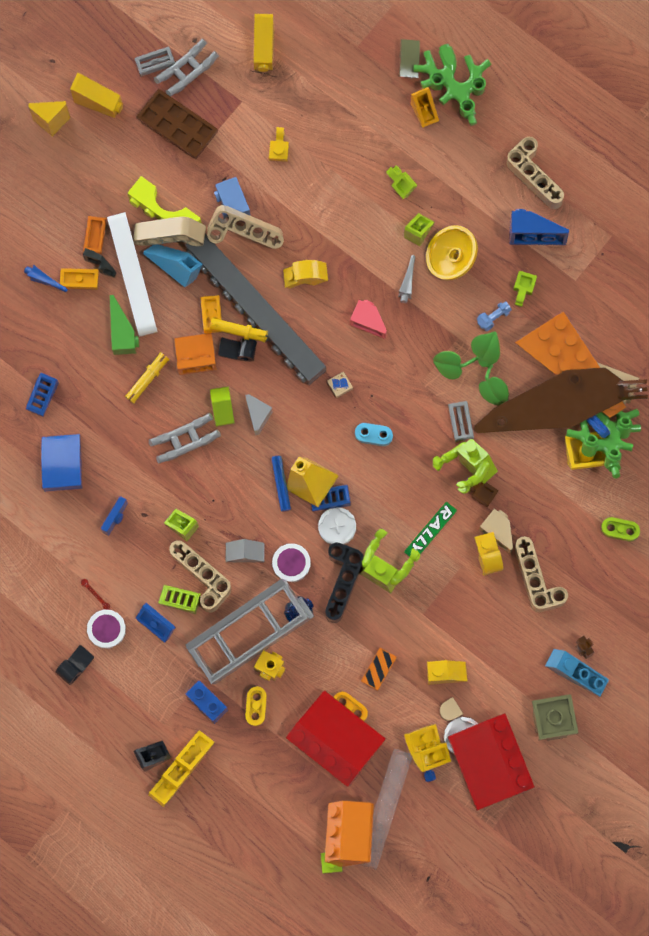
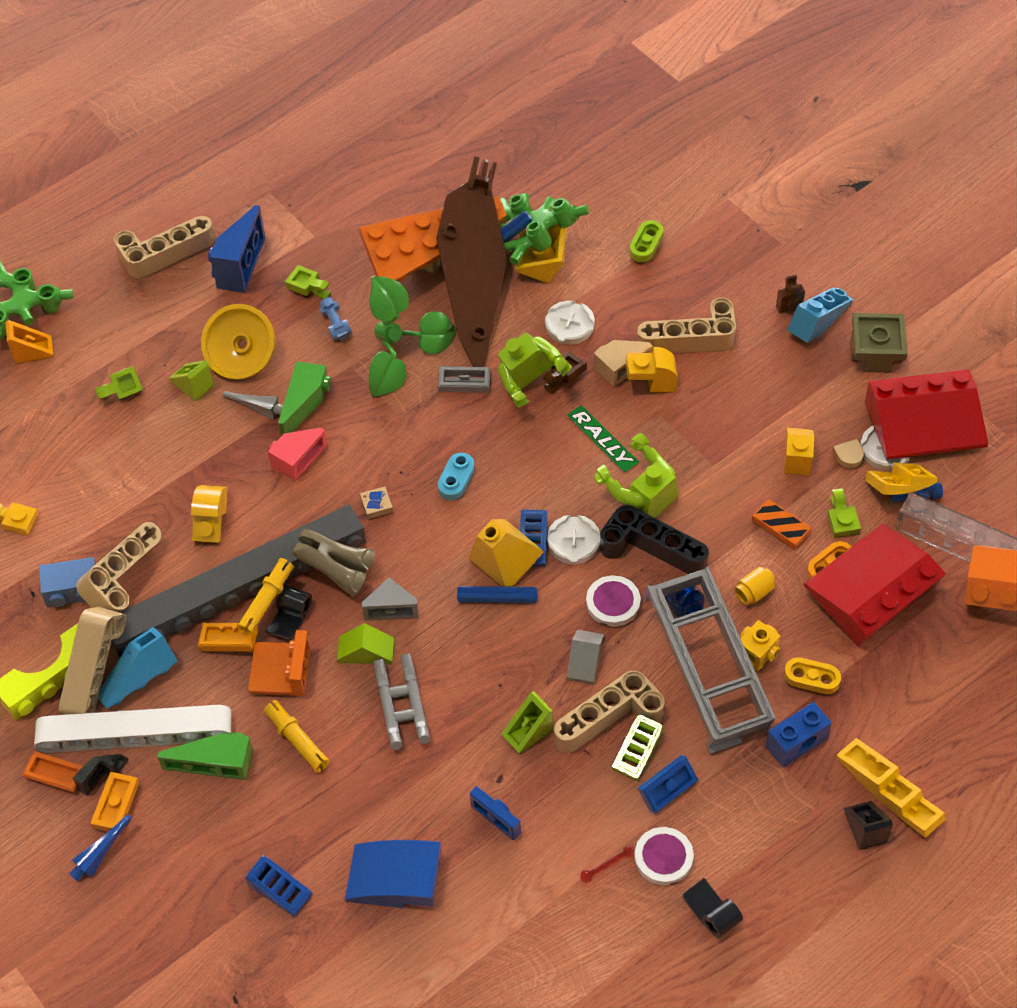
camera: 80 degrees left, 20 degrees down
(268, 380) = (337, 561): none -> dark tan piece
(319, 657) = (755, 586): none -> yellow brick
(391, 712) = (842, 519): none -> lime plate
(421, 311) = (303, 395): none -> bright green slope
(530, 486) = (569, 322): none -> white tile

